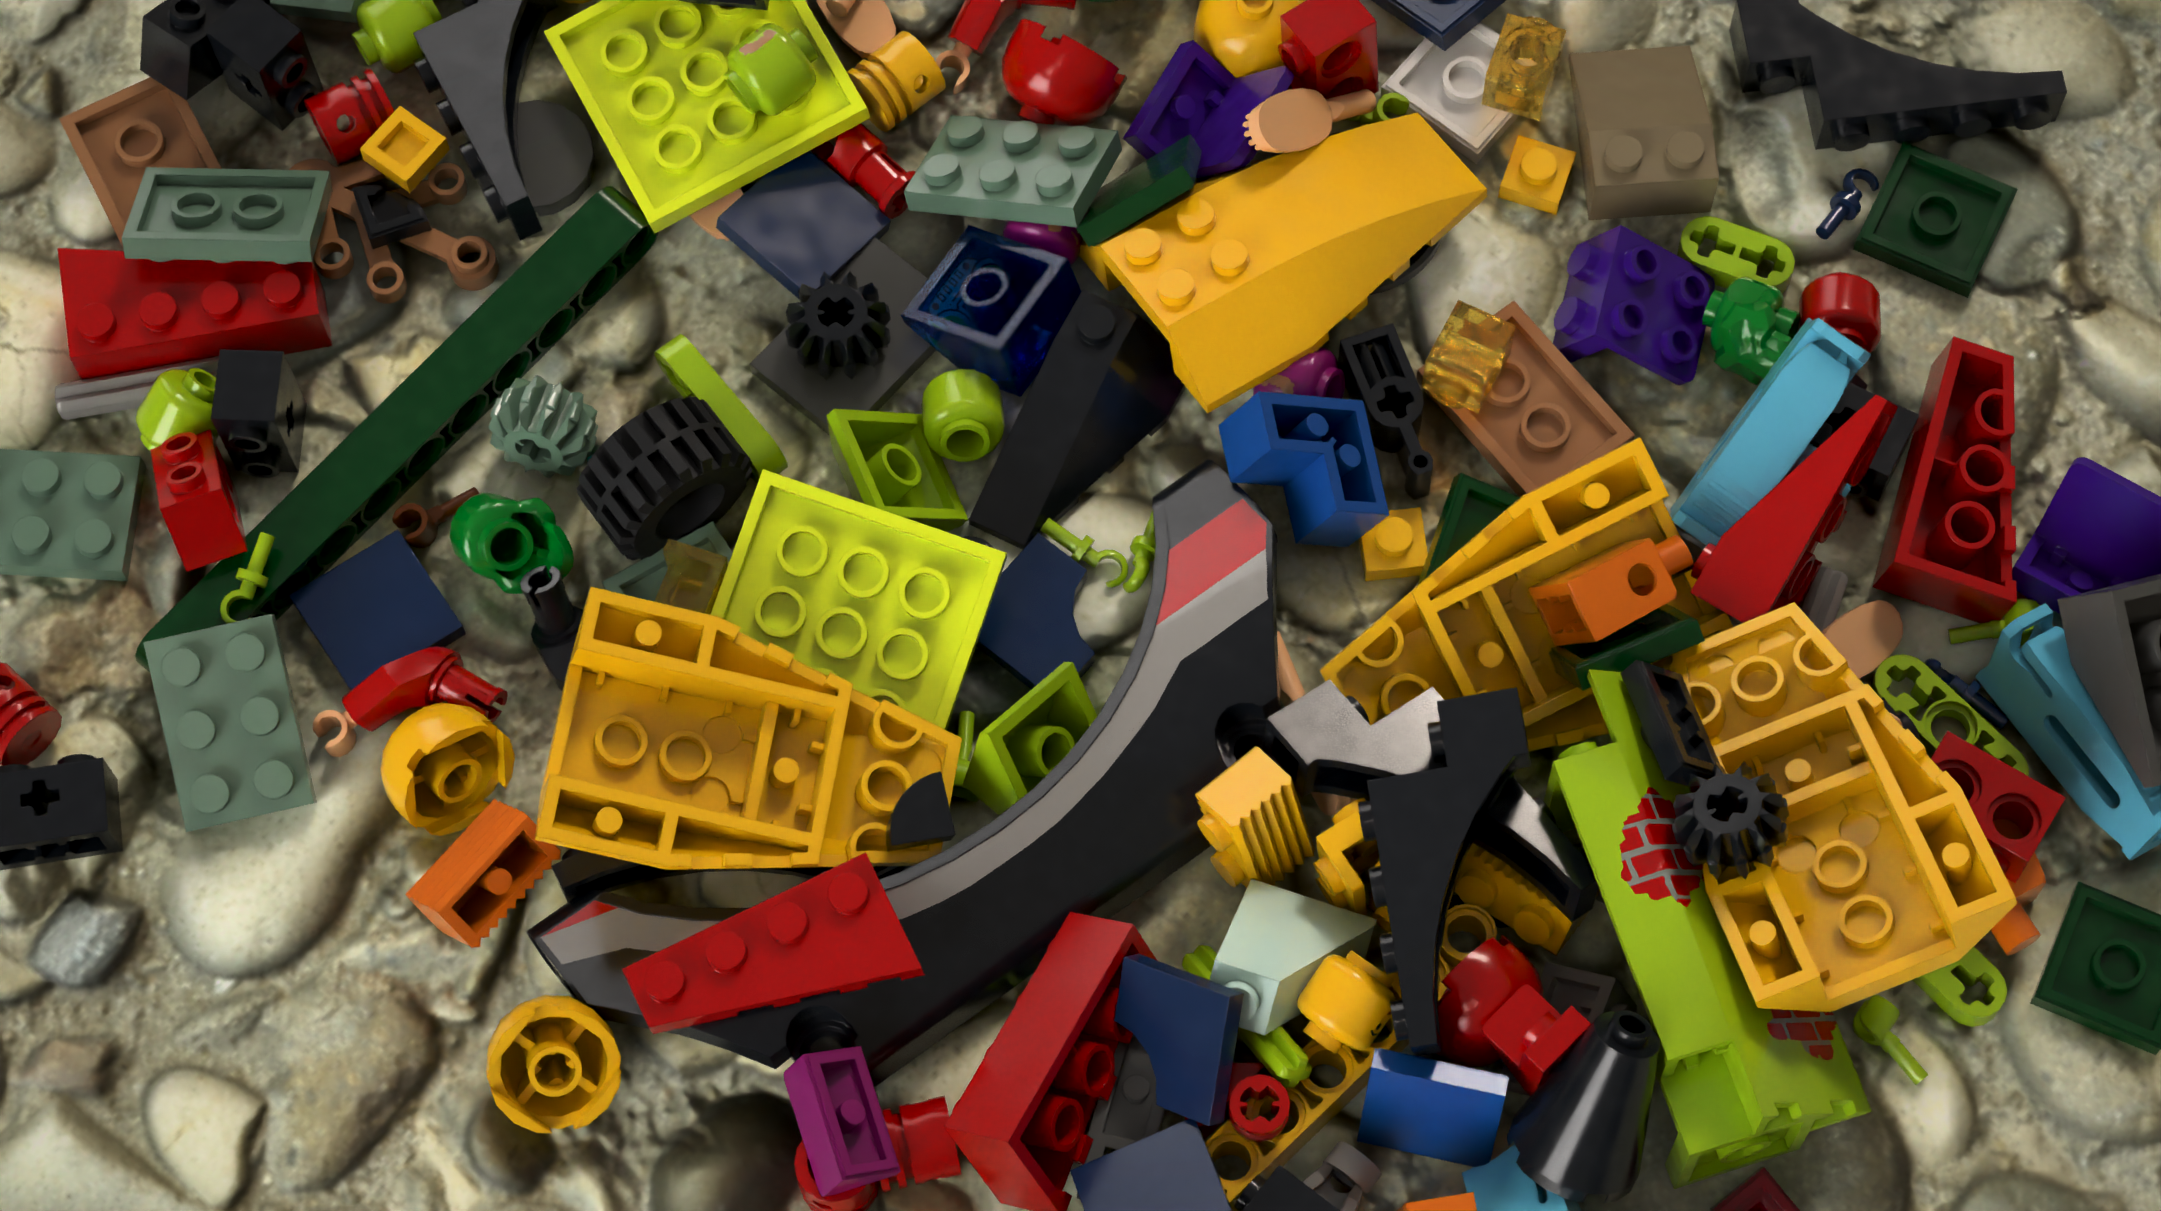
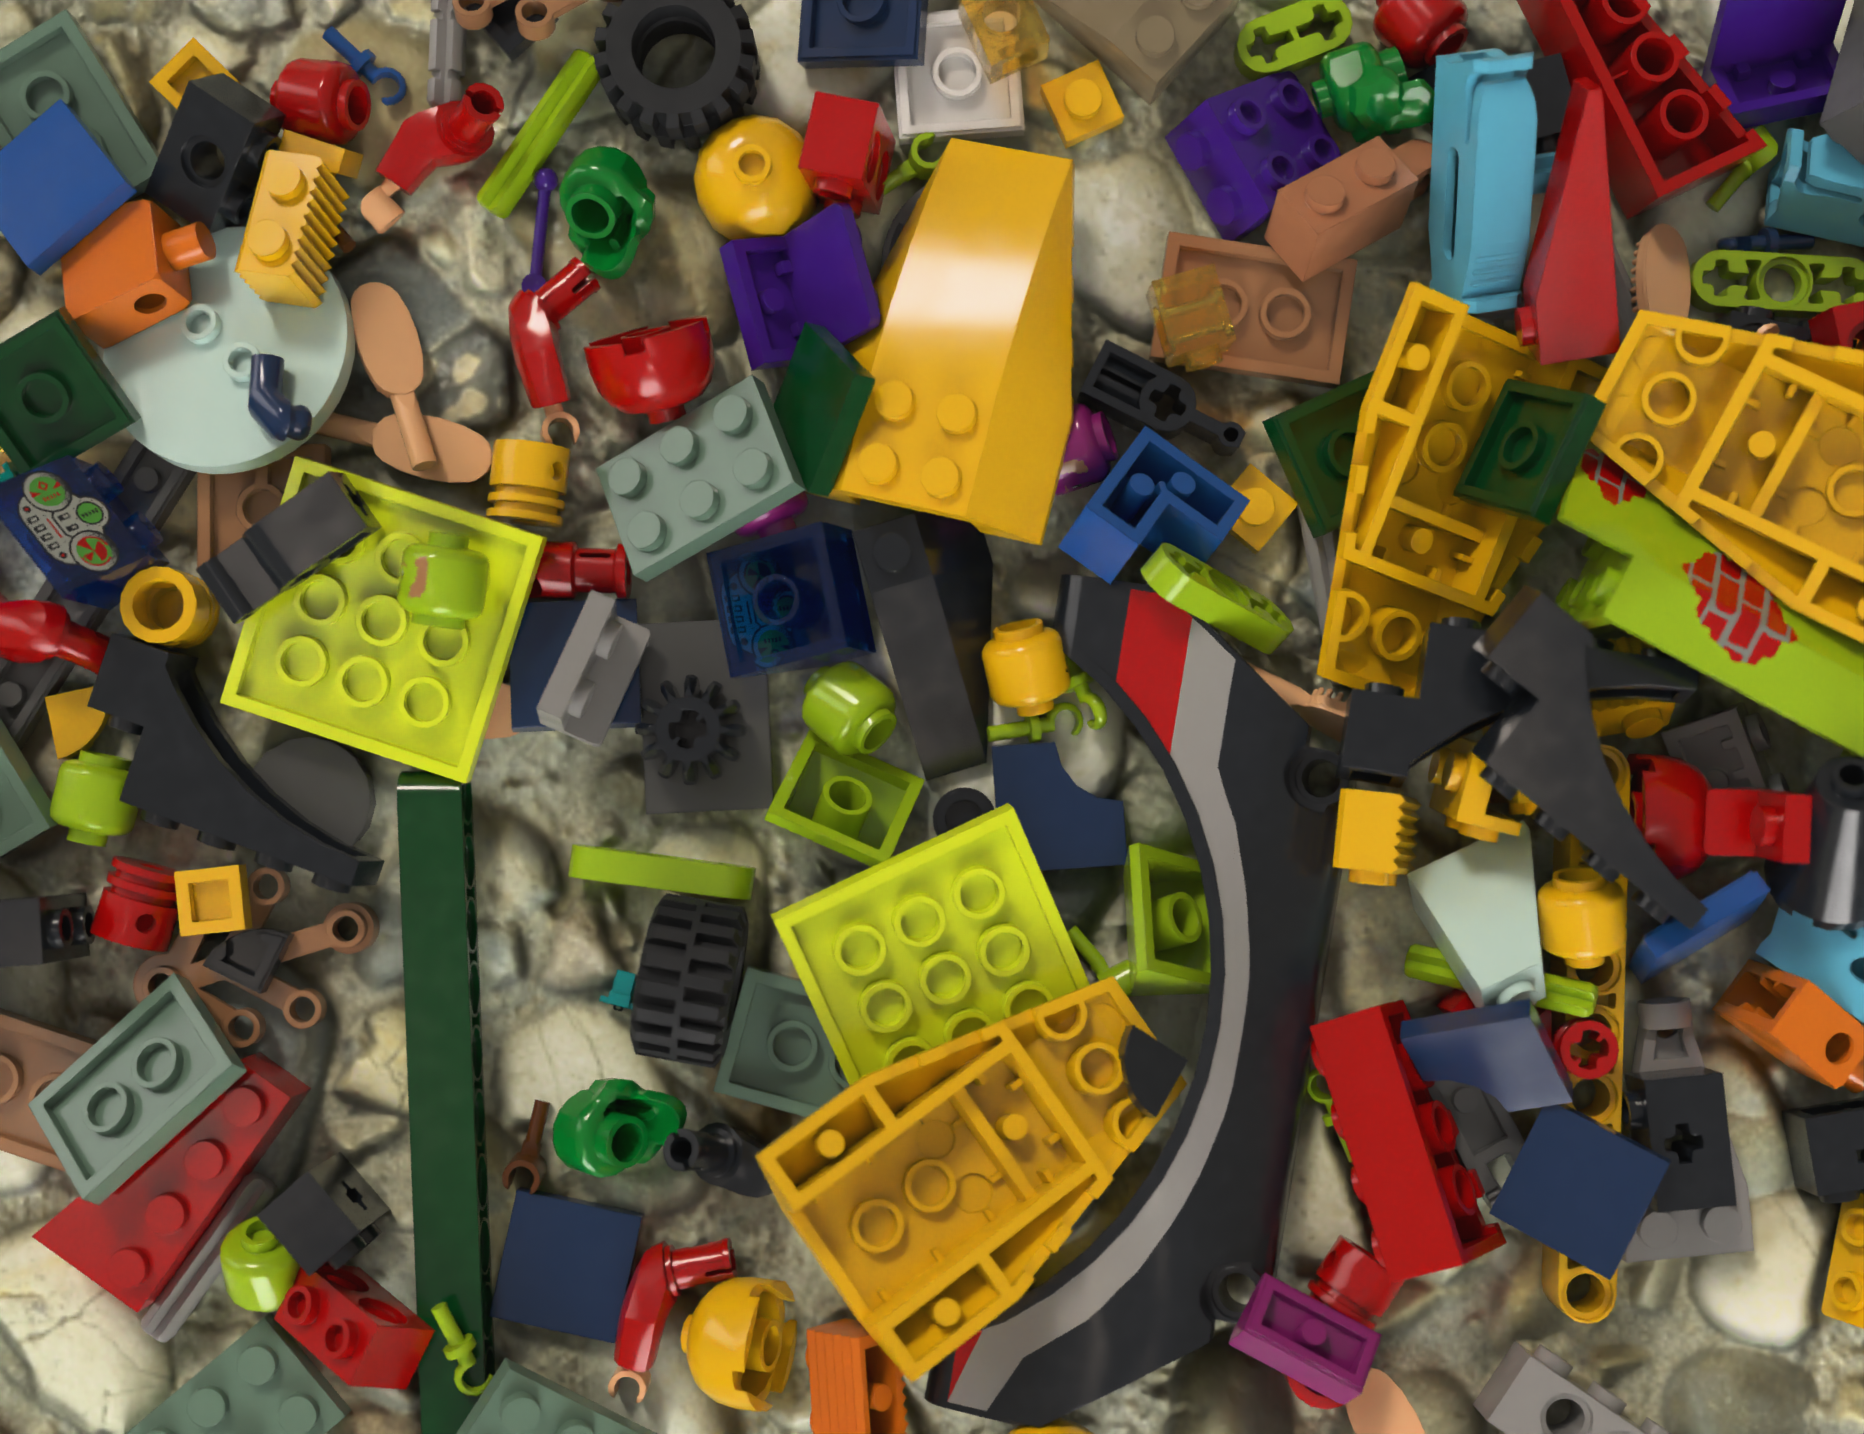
camera: 45 degrees left, 20 degrees up
(543, 426) = (549, 1018): sand green gear -> none
(691, 577) = (795, 1047): clear yellow panel -> none
(792, 946) = (1157, 1262): red wing -> none
(809, 219) = (593, 672): none -> light grey bracket
(1116, 498) = (1026, 666): none -> yellow head
(1298, 559) = (1216, 598): none -> lime beam
(1302, 118) = (888, 237): light nougat piece -> none
(1610, 589) = (1483, 418): orange torso -> none
(1658, 384) = (1347, 204): none -> nougat brick
(1669, 722) = (1652, 499): black plate -> none
(1730, 820) = (1798, 553): black gear -> none

